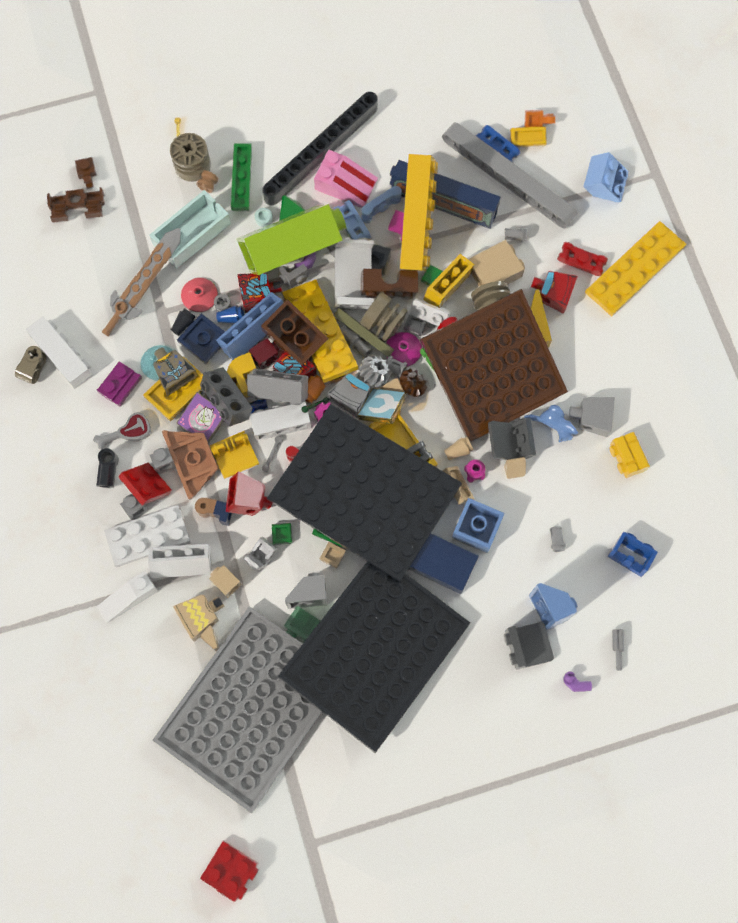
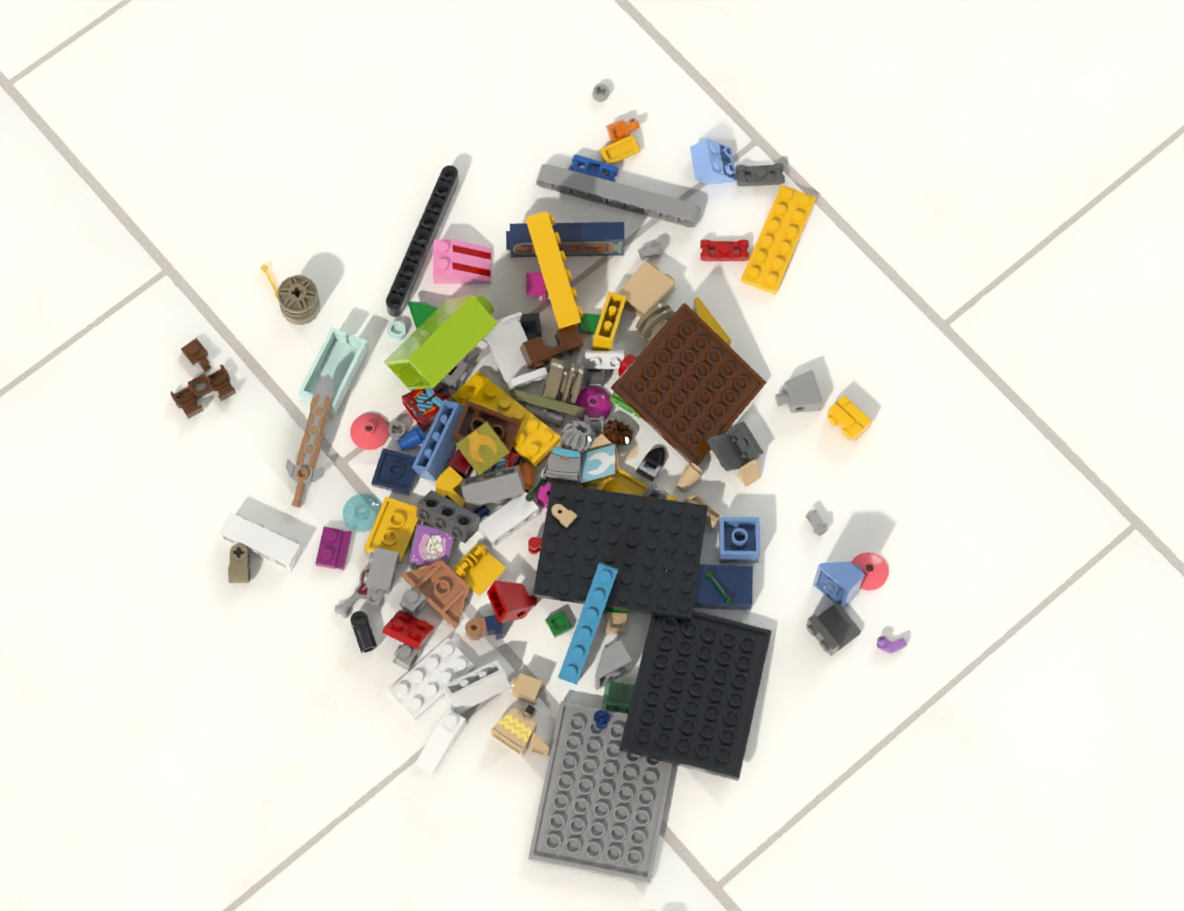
camera: 25 degrees left, 5 degrees down
(144, 424) = (381, 574): none -> light grey hinge
(173, 370) = (384, 512): dark tan torso -> none
(182, 322) = (368, 462): black cone -> none
(207, 181) = (325, 317): medium nougat wheel -> none
(241, 177) = (357, 299): green plate -> none
(260, 554) = (548, 649): light grey bracket -> none
(271, 637) = (601, 714): none -> clear blue pin
(278, 440) = (513, 539): light grey hinge -> none
(281, 348) = (482, 448): none -> clear yellow tile
(303, 546) = (588, 623): none -> dark azure brick
(328, 440) = (565, 517): none -> tan piece
(353, 221) = (492, 298): light blue plate -> none
(381, 203) = (508, 272): light blue plate -> none
(431, 423) = (652, 463): none -> black plate
(435, 546) = (709, 575): none -> dark green hinge
(475, 475) = (711, 495): dark pink brick -> none
(538, 78) = (598, 97): none -> light grey bush
(555, 289) = (712, 290): red torso -> none
(555, 419) = (766, 412): medium blue animal -> none
(595, 611) = (875, 578): none -> coral dish
(618, 646) = (914, 596): light grey axle -> none
(642, 549) = (891, 499): blue window -> none
(644, 205) = (760, 175): none -> dark grey plate

